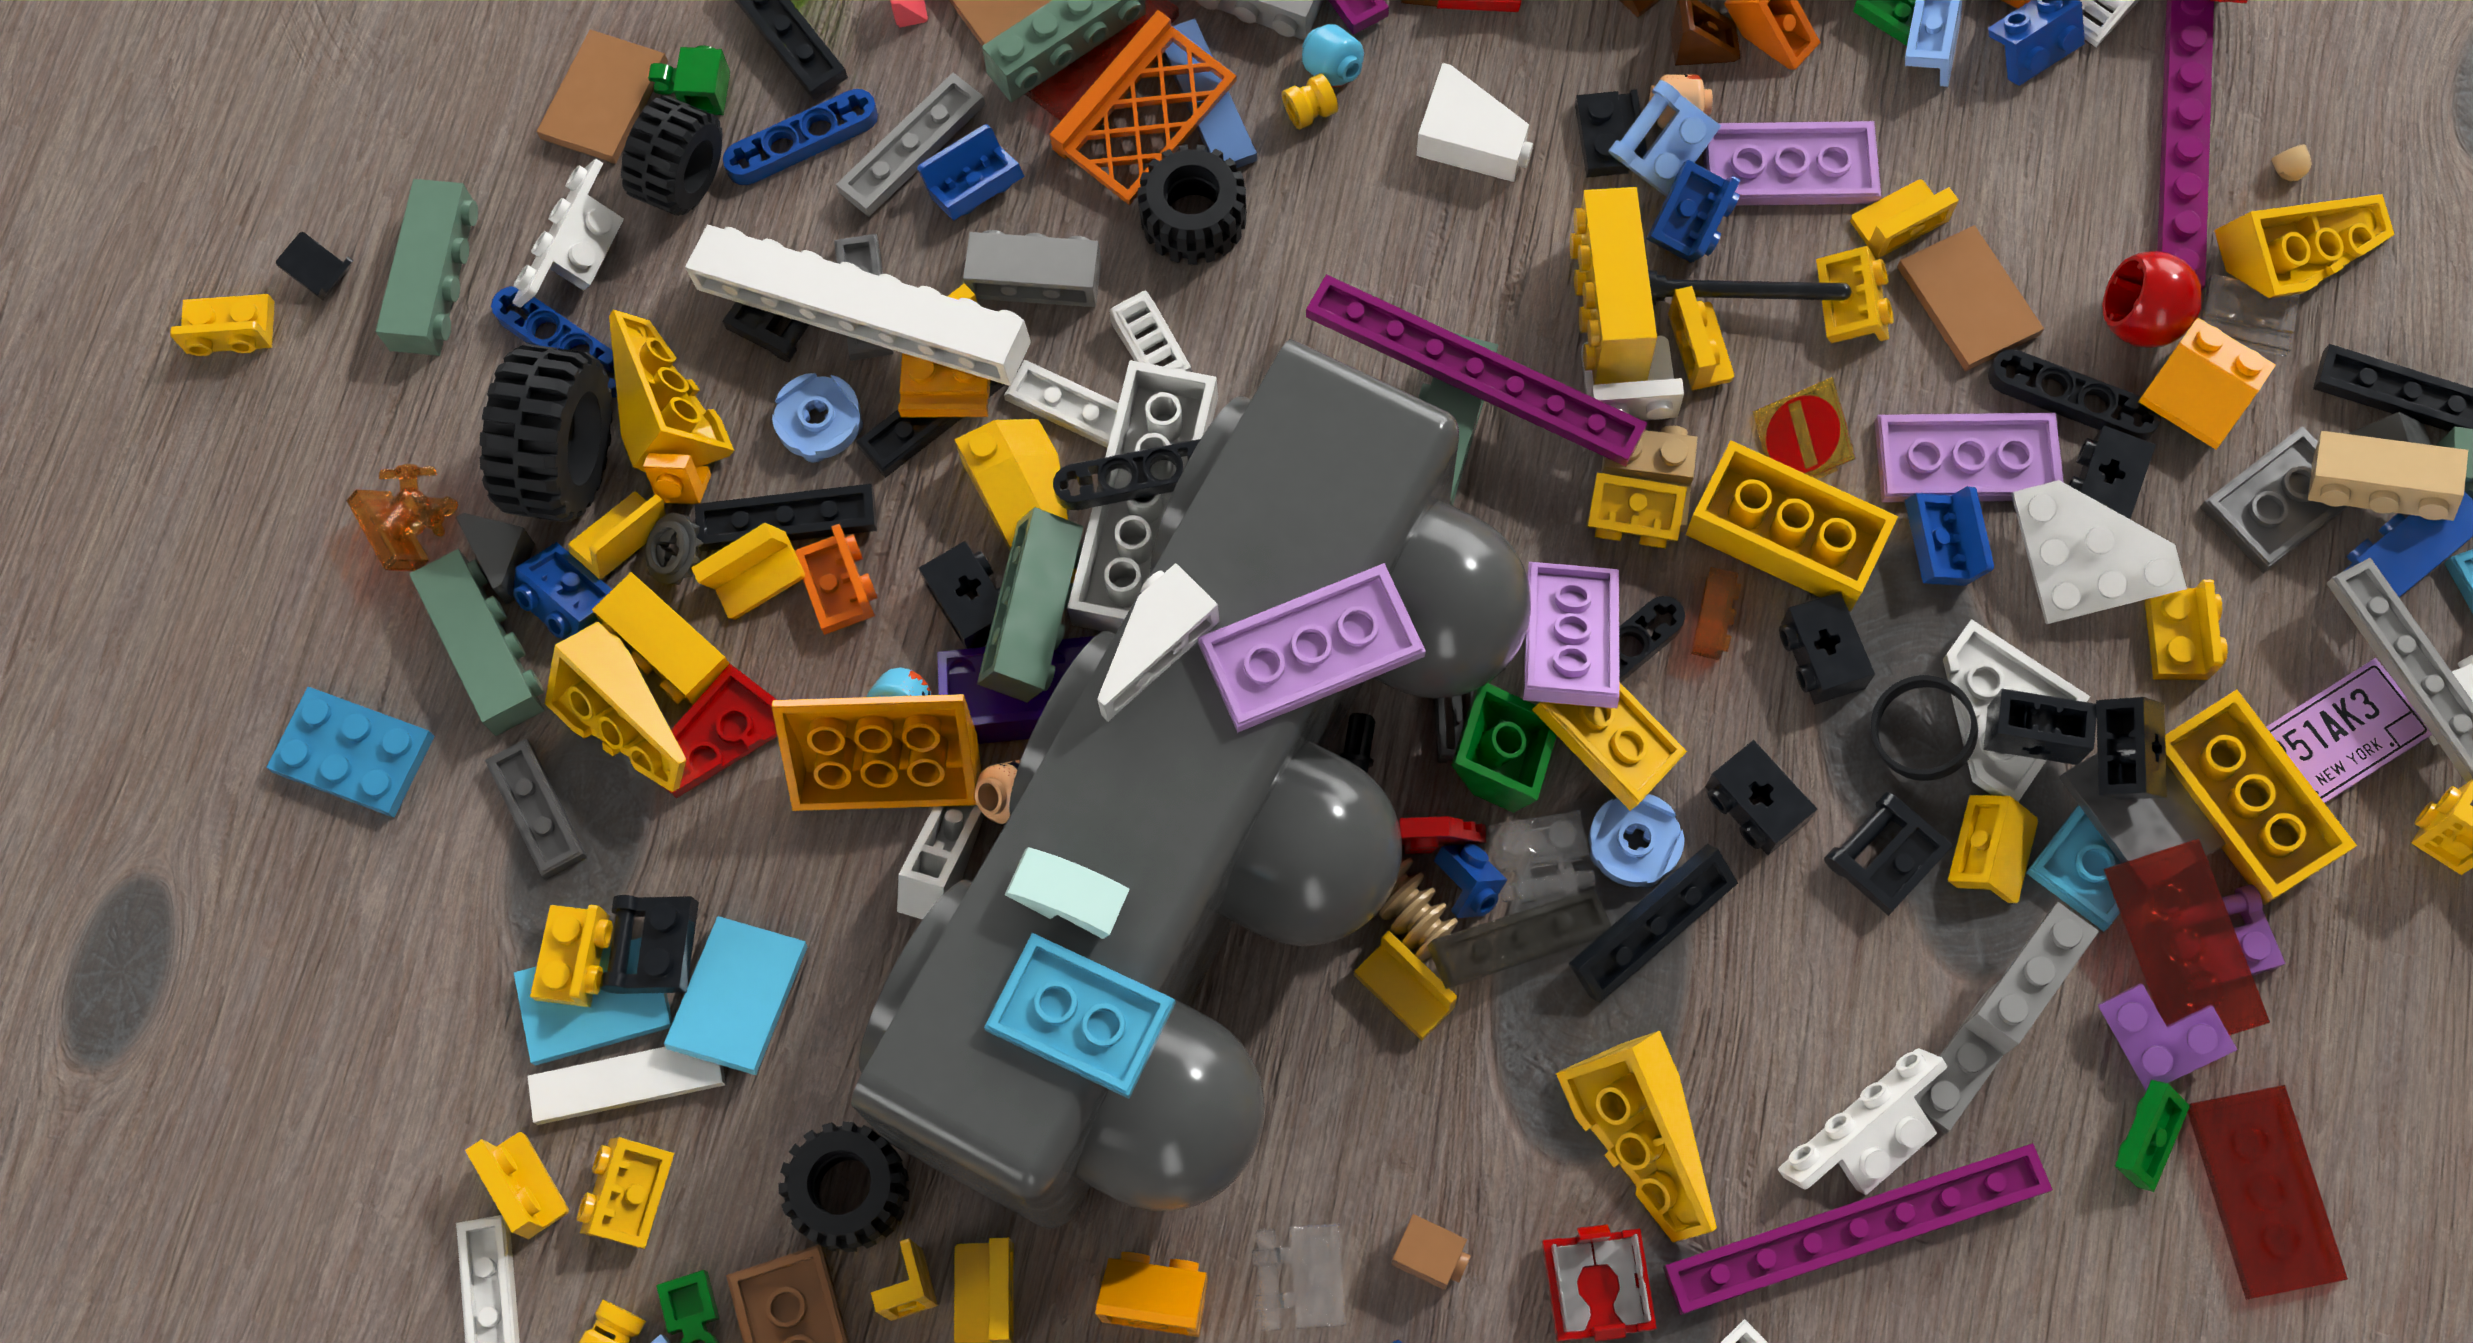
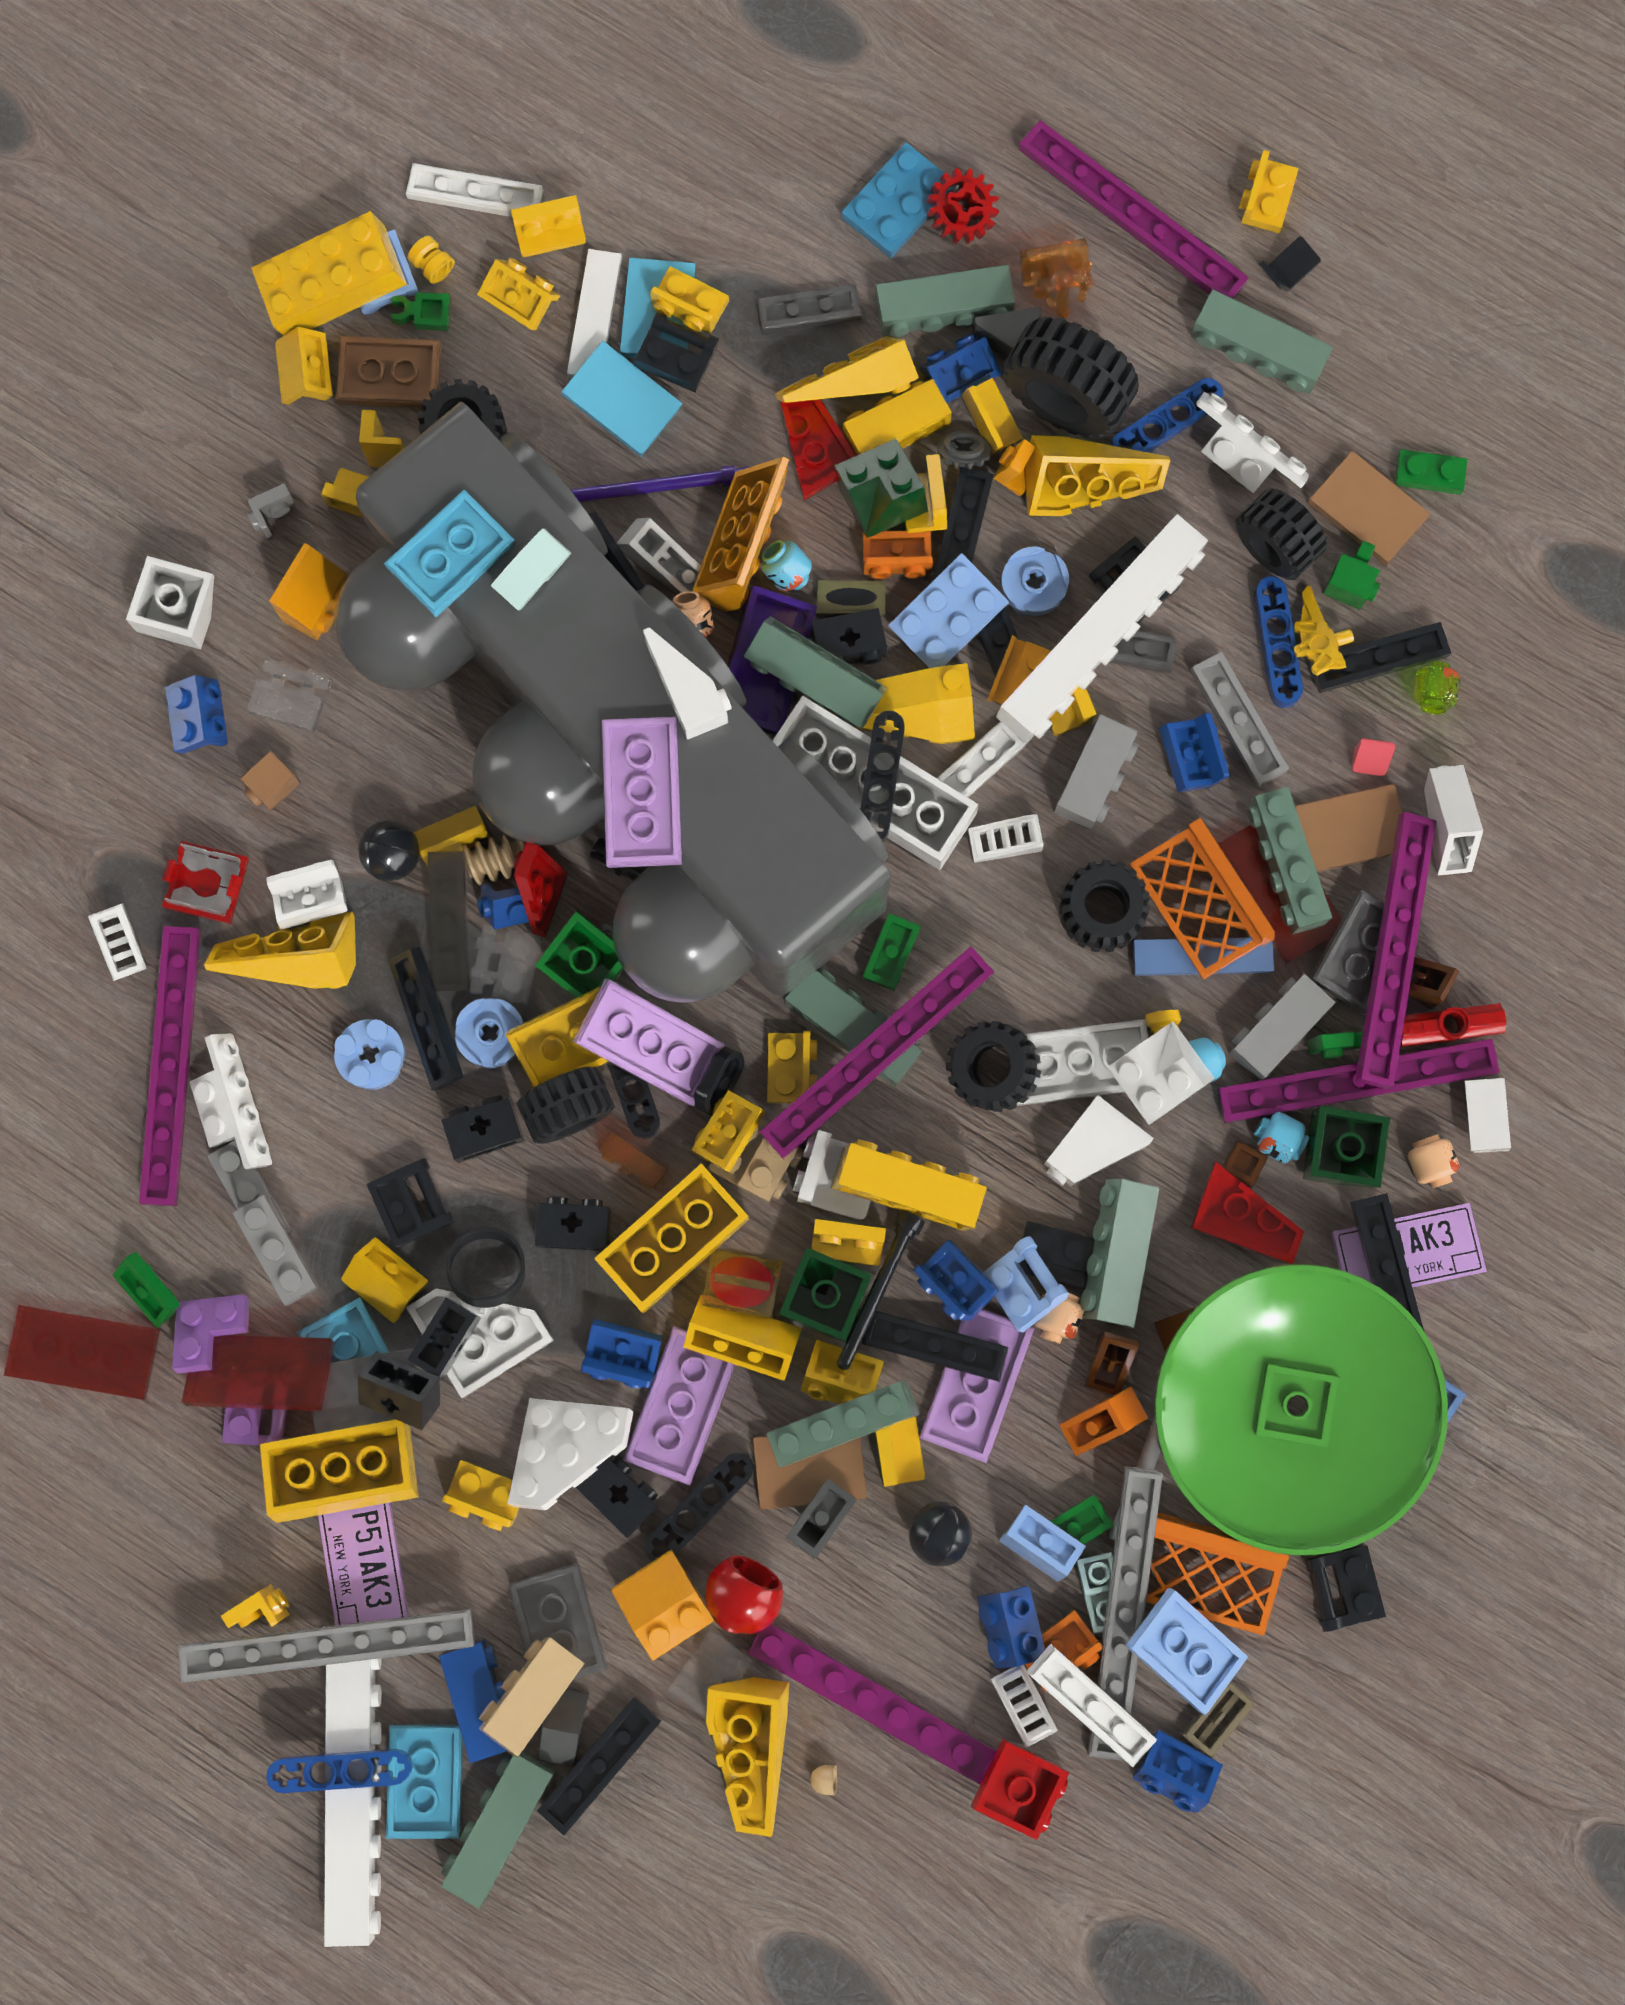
camera: 105 degrees right, 10 degrees up
(291, 470) = (1131, 211): none -> magenta plate
(340, 663) = (975, 206): none -> red gear
(536, 48) = (1431, 472): none -> green plate
(758, 620) = (881, 488): none -> dark green slope
(786, 89) = (1317, 639): none -> yellow piece
(800, 826) = (721, 476): none -> dark purple bar
(894, 492) = (948, 613): none -> light blue plate
(911, 618) = (849, 597): none -> olive tile
(1368, 70) = (1161, 1073): none -> white slope
(1382, 179) = (1078, 1058): none -> white tile
(1452, 223) = (965, 1061): none -> black tyre
(1461, 1050) = (389, 850): none -> black piece
(1524, 476) = (789, 1066): none -> yellow bracket
(1557, 548) = (720, 1077): none -> black plate
(1561, 1137) = (307, 894): none -> white bracket
(1583, 60) = (1119, 1252): none -> sand green brick
(1694, 697) = (565, 1105): none -> black tyre
(1727, 1006) = (351, 1046): none -> light blue plate
(1772, 205) = (936, 1346): none -> black tile
(1777, 335) = (825, 1294): none -> dark green slope
(1871, 406) = (743, 1339): none -> yellow brick
(1916, 256) = (843, 1423): none -> sand green brick
(1979, 131) = (940, 1534): none -> black piece
(2029, 252) = (821, 1518): none -> dark grey slope

